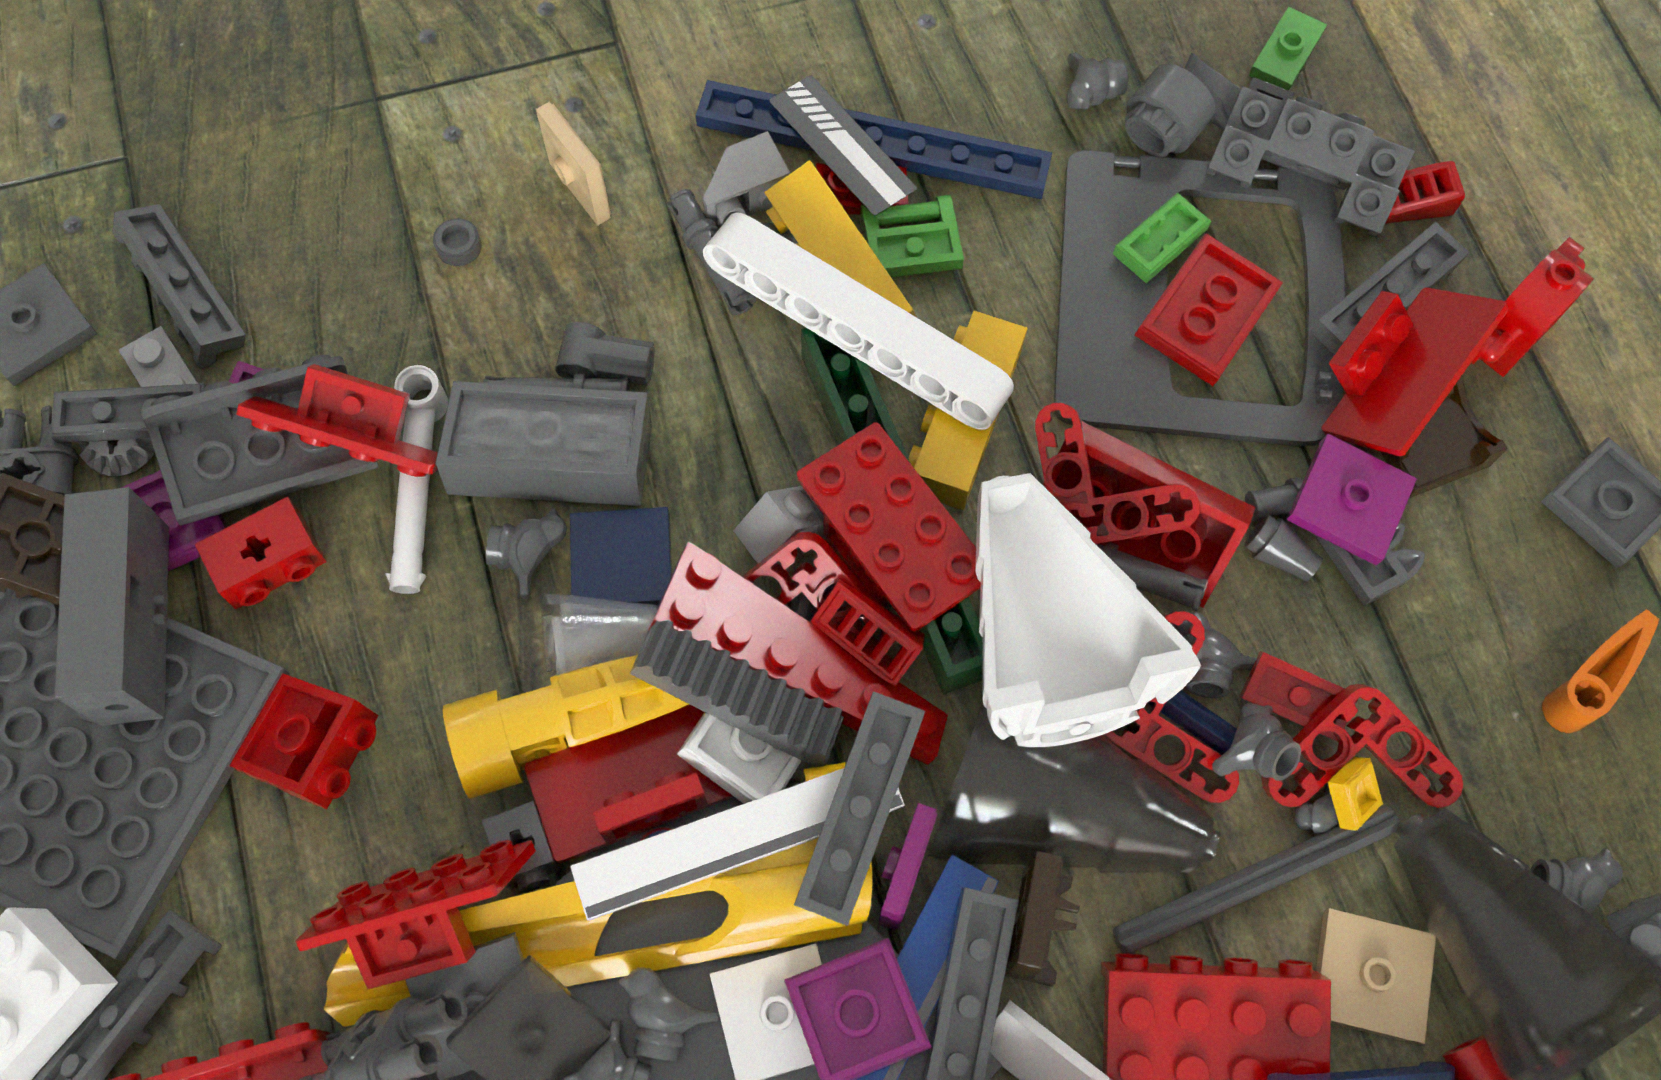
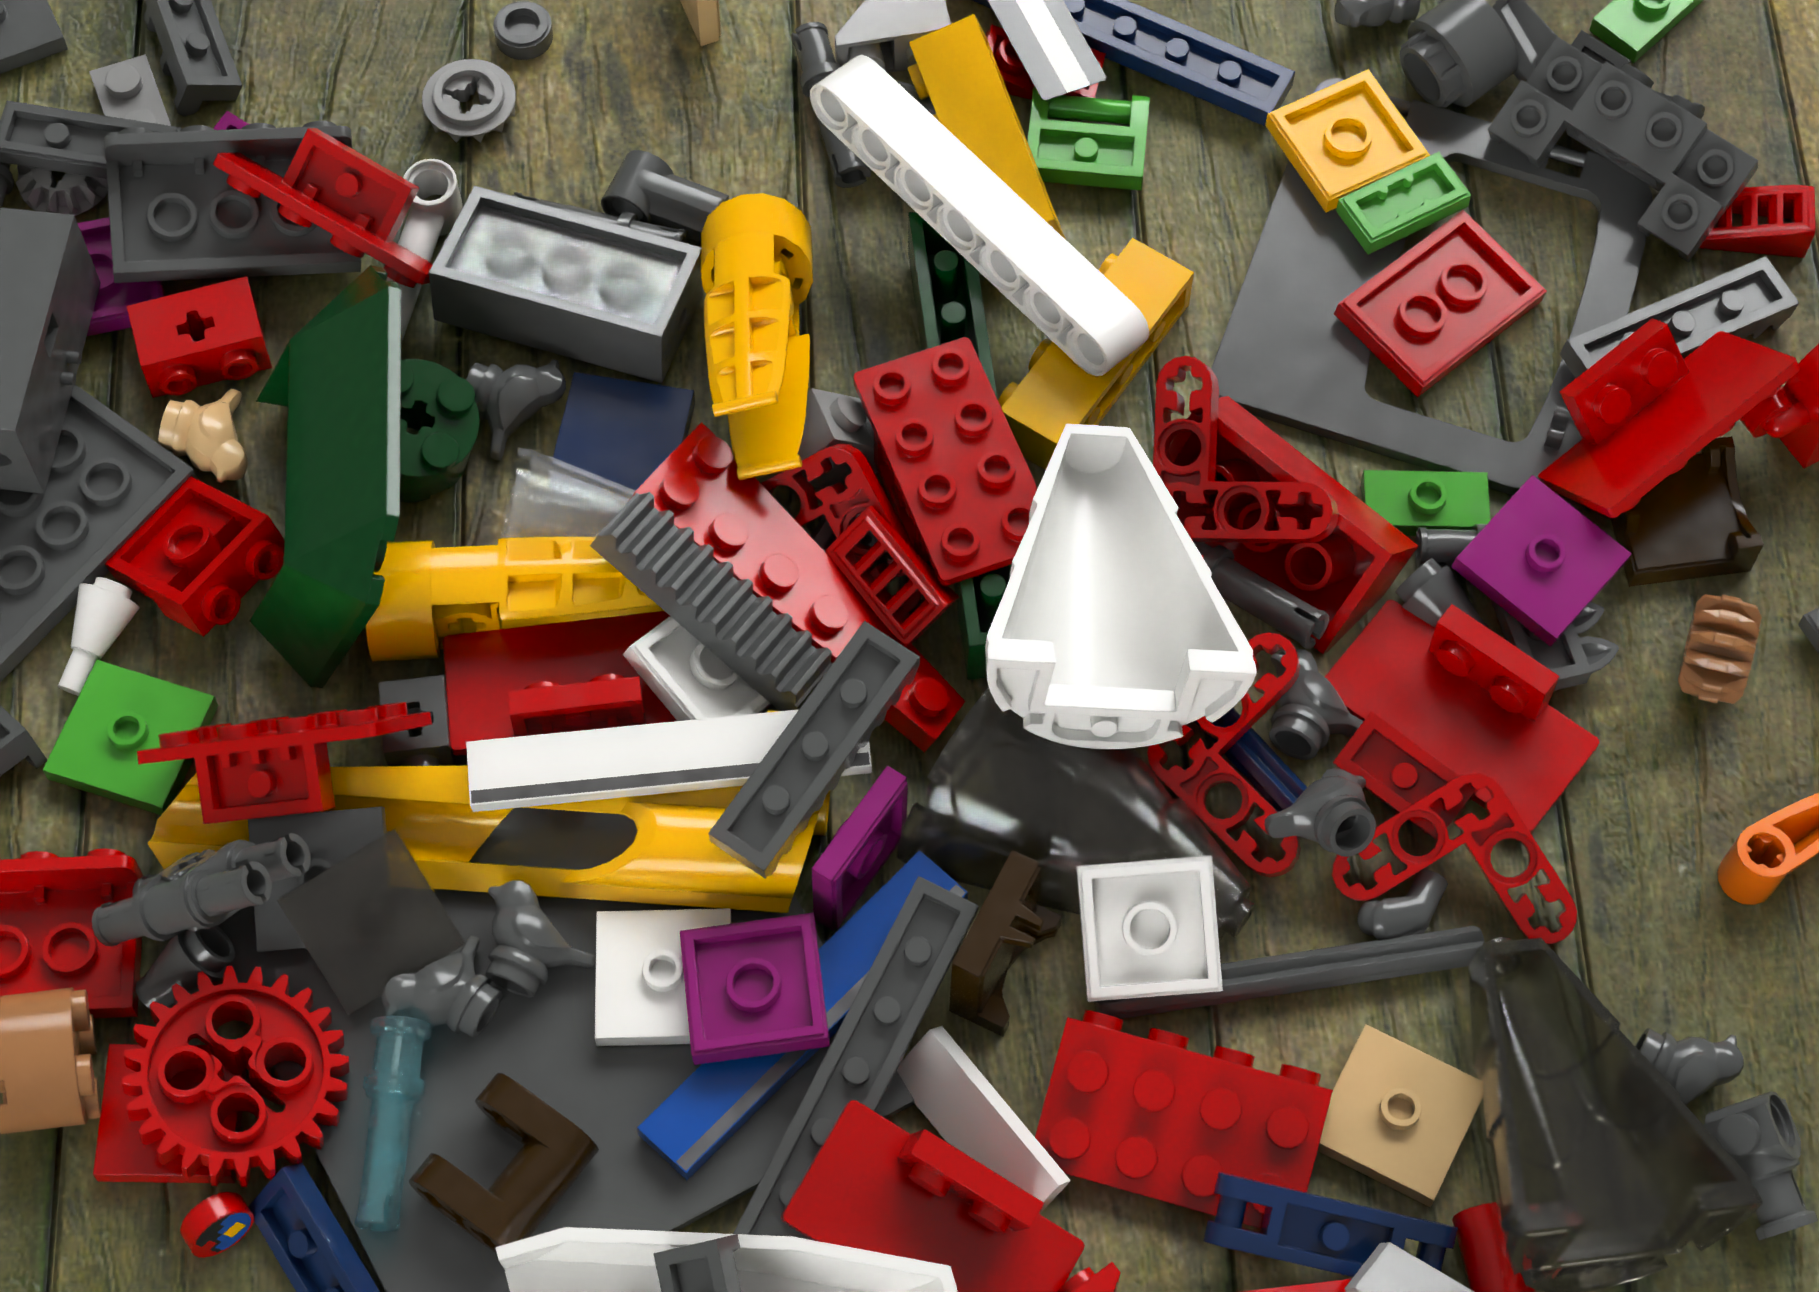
camera: 15 degrees right, 5 degrees down
(235, 818) = (99, 619): none -> white cone
(274, 907) = (115, 718): none -> bright green plate
(287, 635) = (205, 435): none -> tan animal
(405, 654) = (340, 474): none -> dark green slope
(417, 295) = (456, 84): none -> light grey gear
(457, 566) = (447, 423): none -> dark green brick
(695, 407) = (757, 363): none -> yellow piece
(1105, 197) = (1344, 138): none -> yellow plate
(1151, 879) = (1149, 928): none -> white plate
(1246, 466) = (1427, 498): none -> bright green plate
(1324, 624) = (1466, 703): none -> red bracket
(1355, 793) = (1436, 898): yellow tile -> none
(1501, 538) = (1719, 649): none -> medium nougat gear

